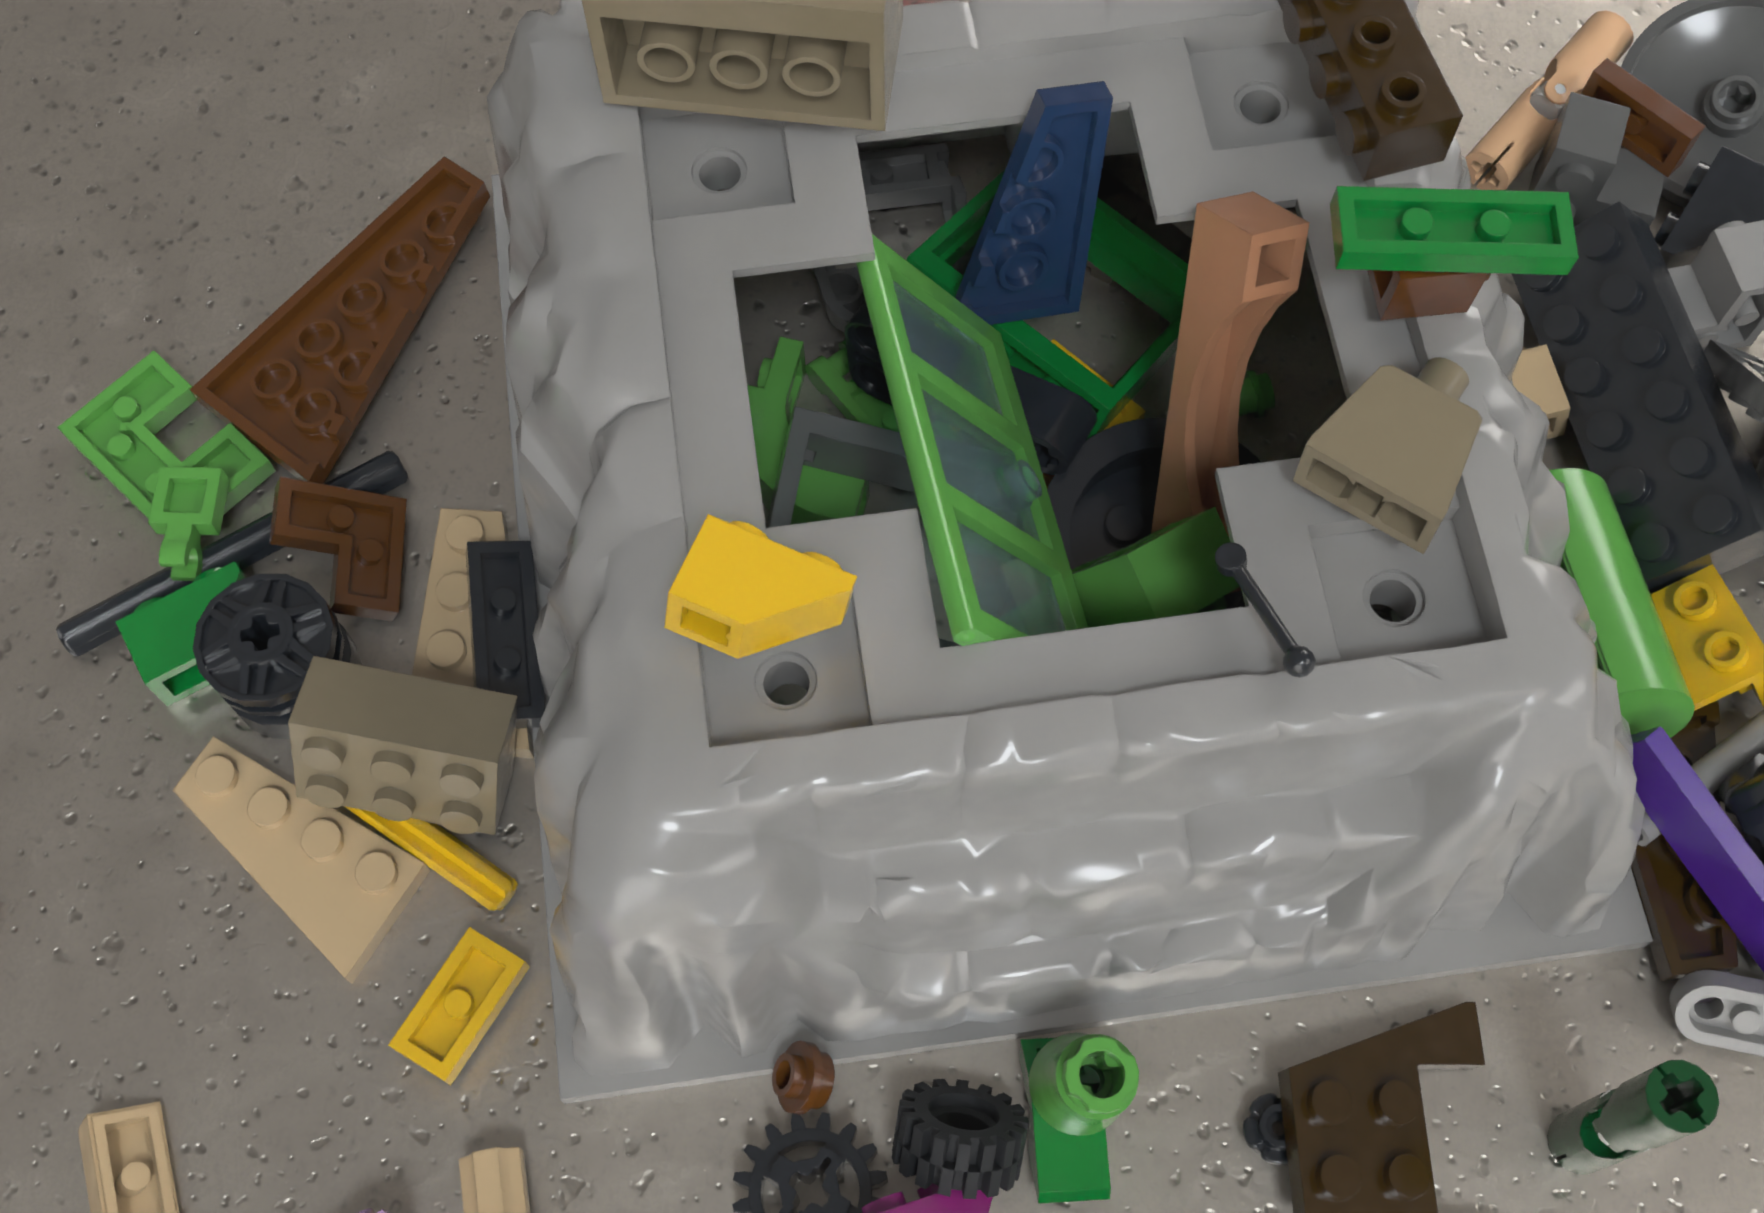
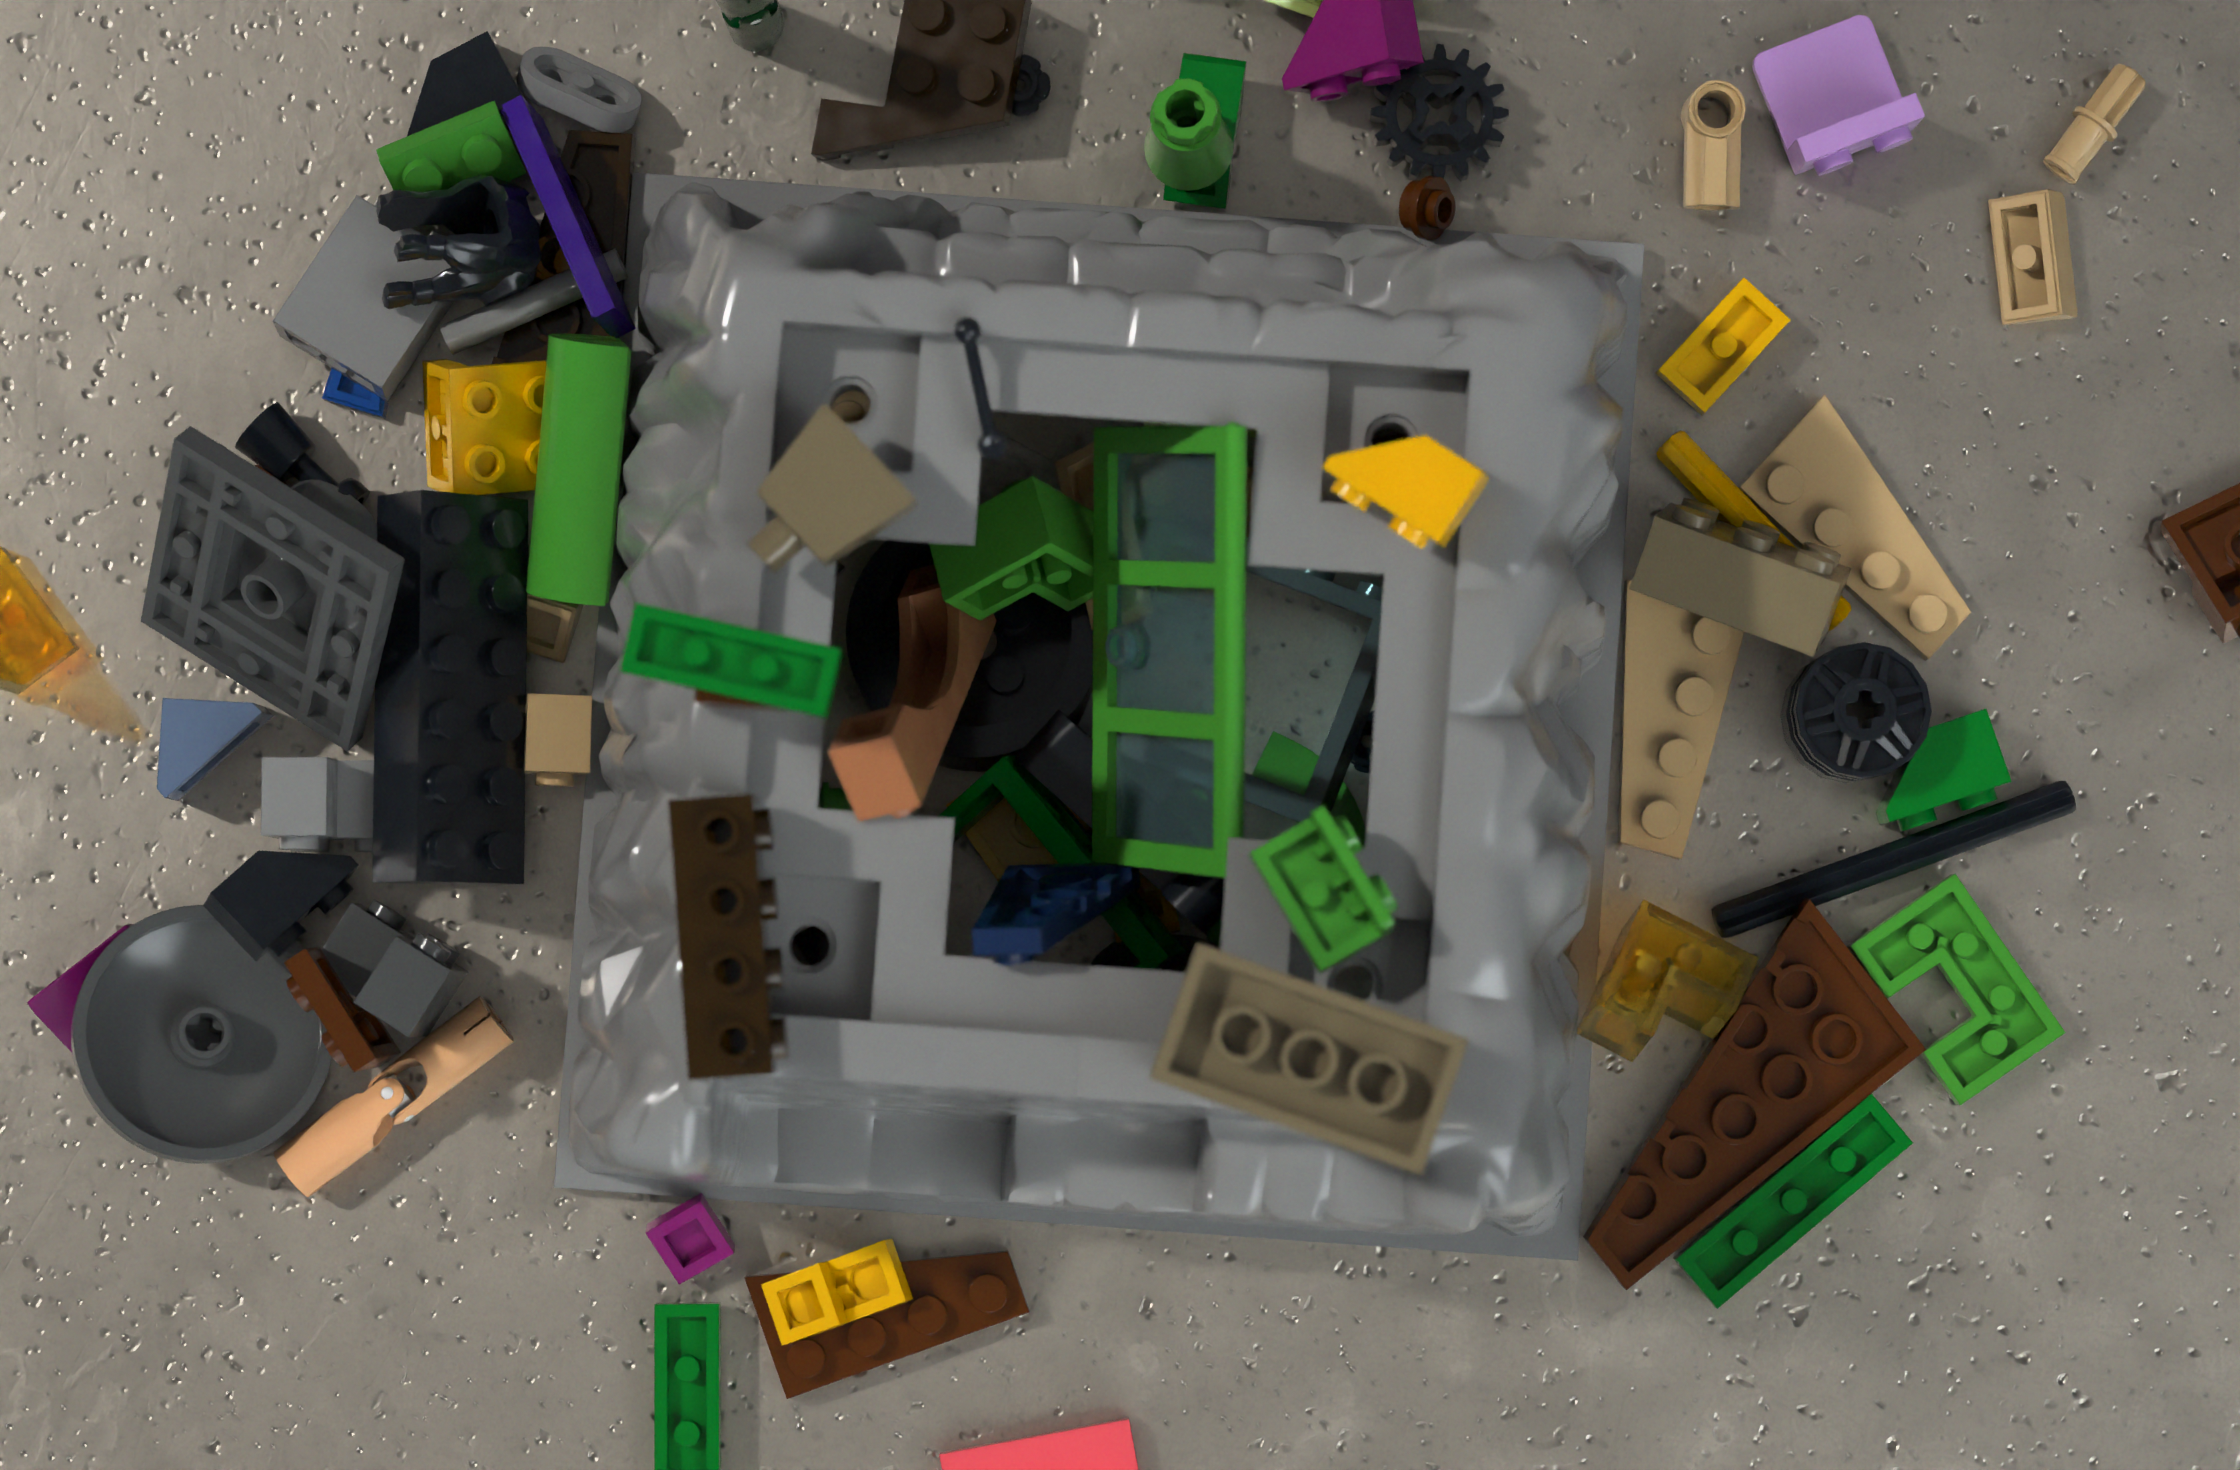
camera: 170 degrees left, 20 degrees up
(183, 508) = (1931, 894): bright green plate -> none
(300, 251) = (1792, 1201): none -> green plate
(360, 531) = (1764, 842): reddish brown plate -> none
(454, 391) = (1668, 970): none -> clear yellow brick
(504, 623) = (1633, 691): black plate -> none
(765, 200) = (1325, 888): none -> bright green bracket
(959, 1138) = (1309, 99): black tyre -> none

